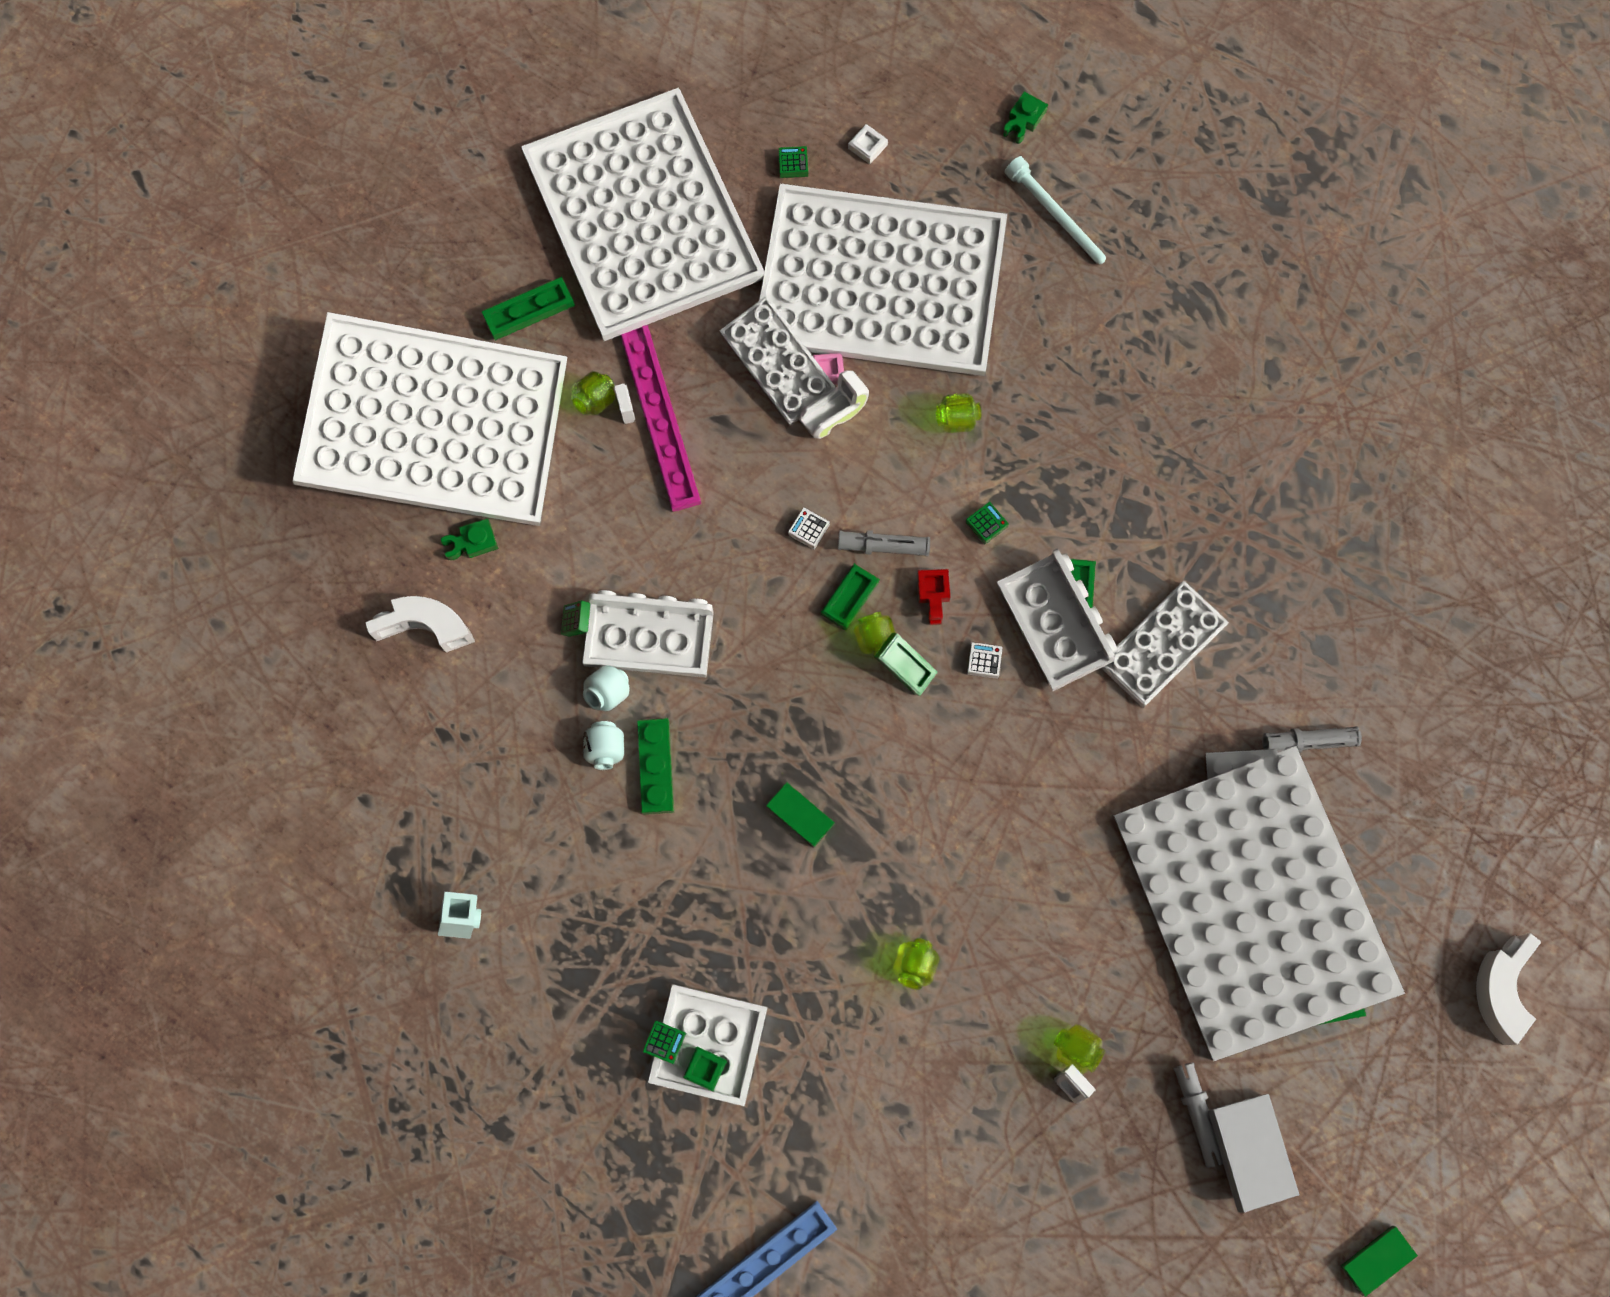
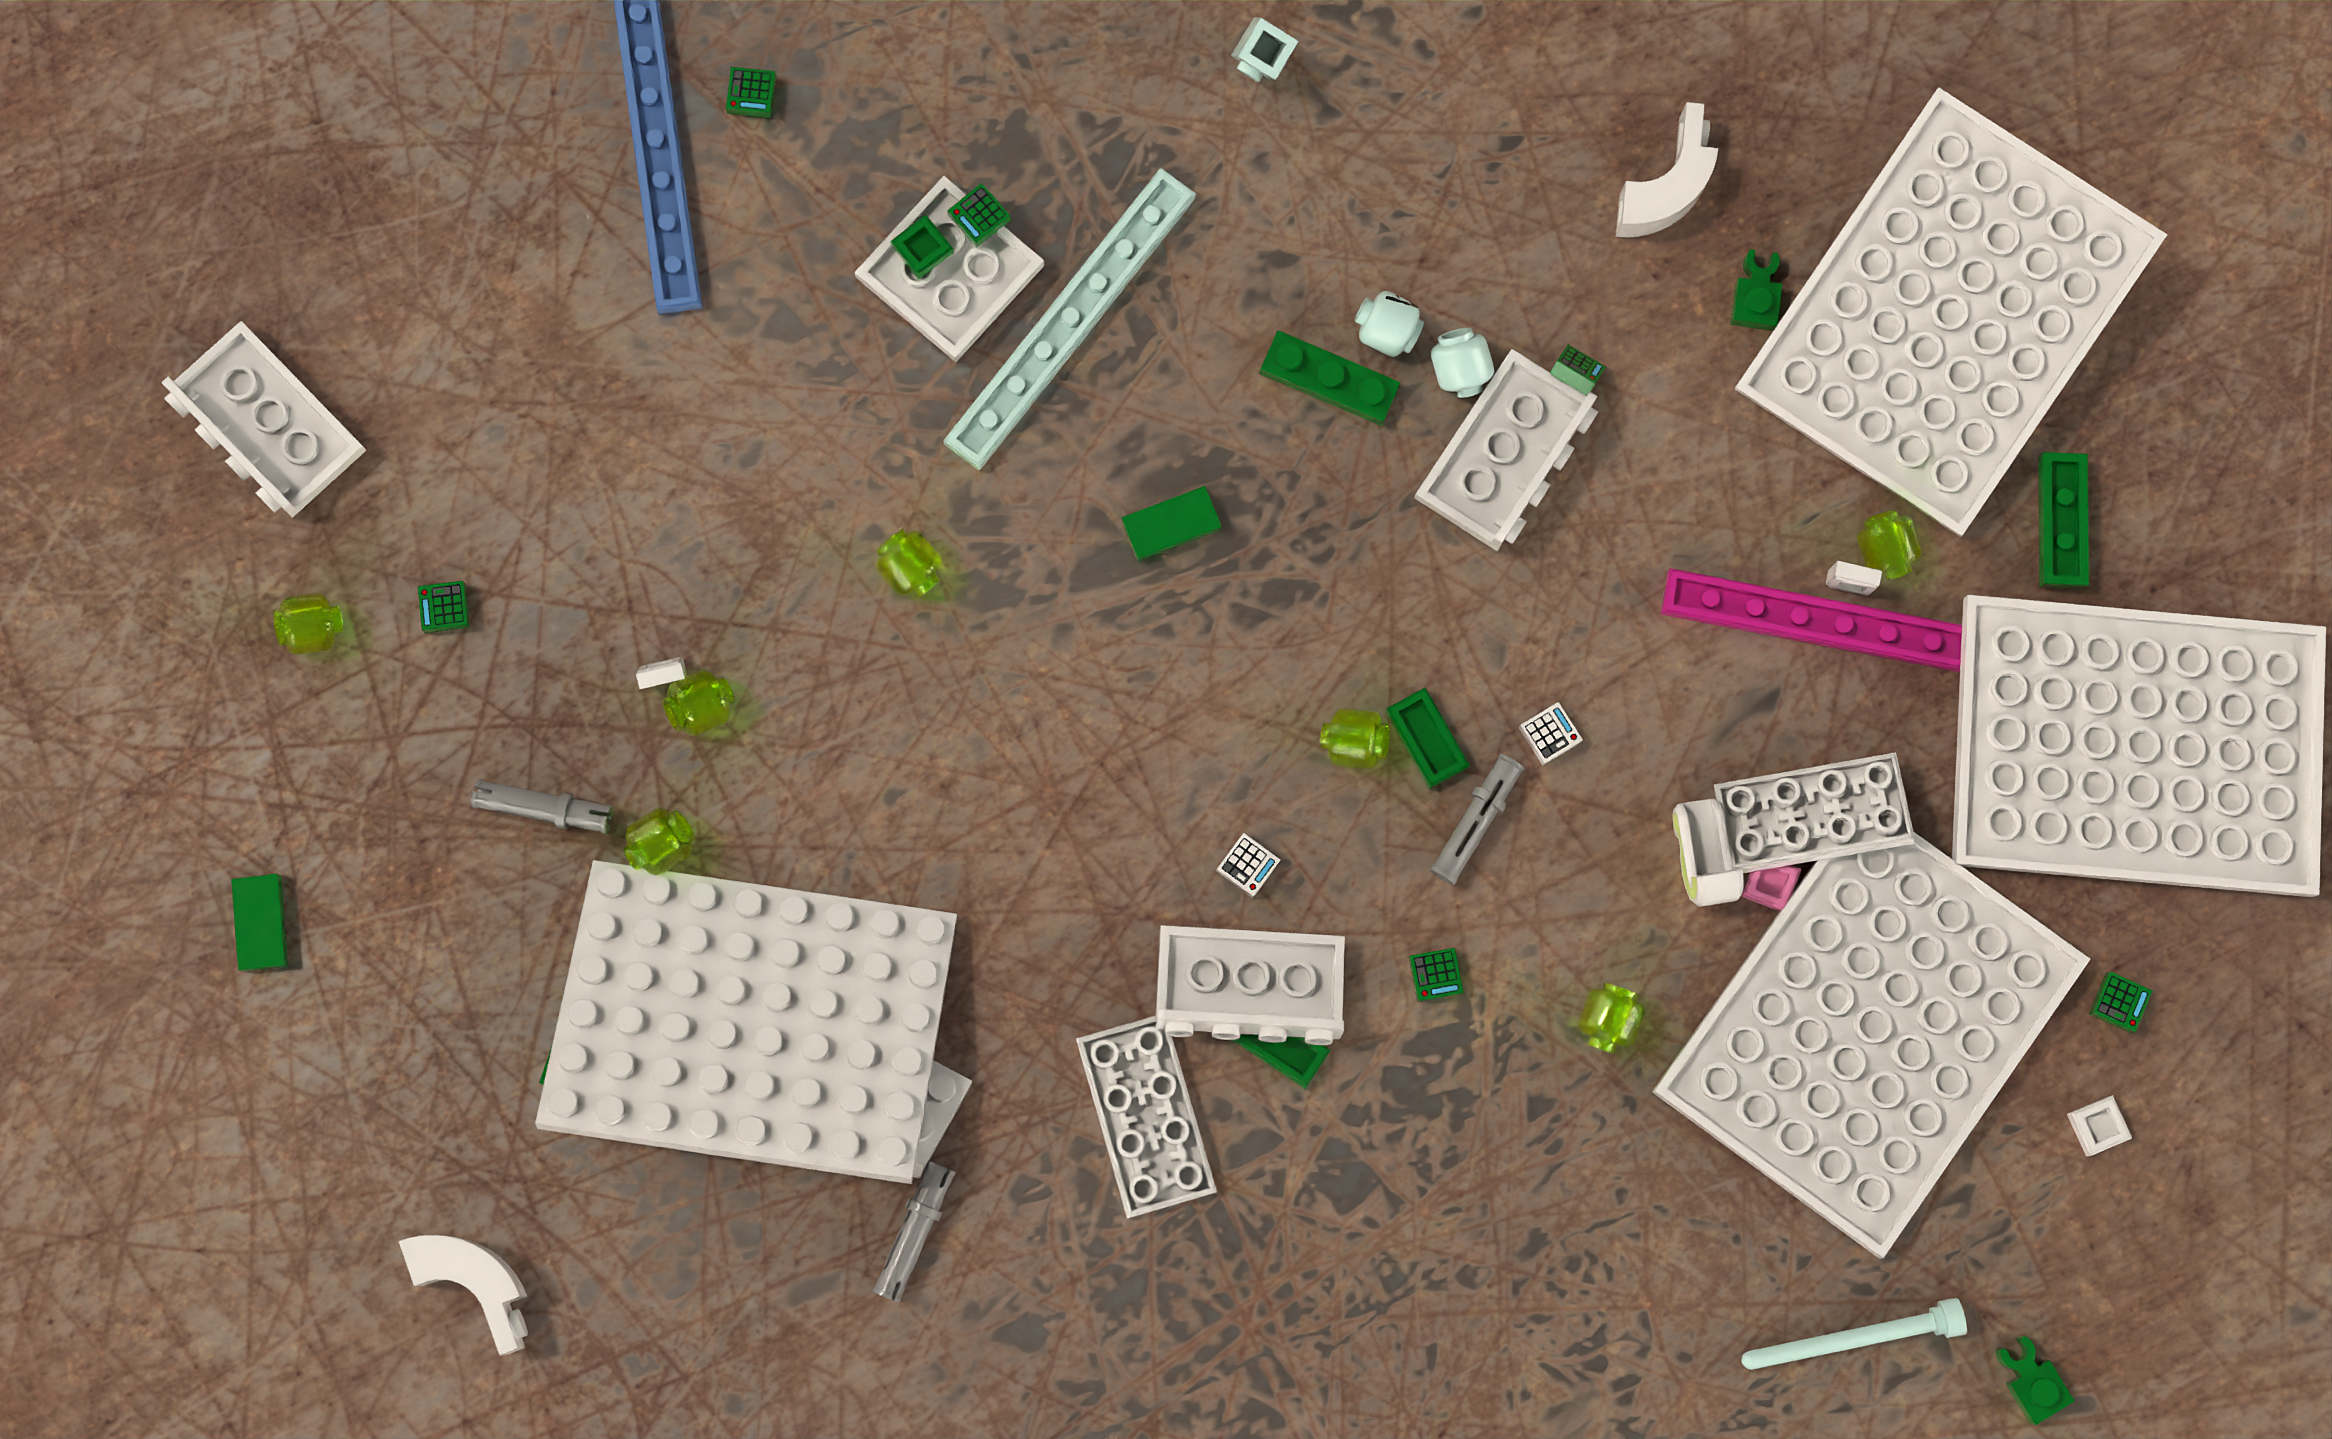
camera: 110 degrees right, 5 degrees up
(652, 1252) = (751, 92): none -> green tile
(700, 949) = (1069, 319): none -> light aqua tile
(906, 664) = (1294, 753): tile -> none
(934, 589) = (1379, 849): red plate -> none
(1110, 1259) = (443, 606): none -> green tile
(1179, 1024) = (658, 841): none -> clear neon green head
(1253, 1153) = (463, 842): light grey tile -> none

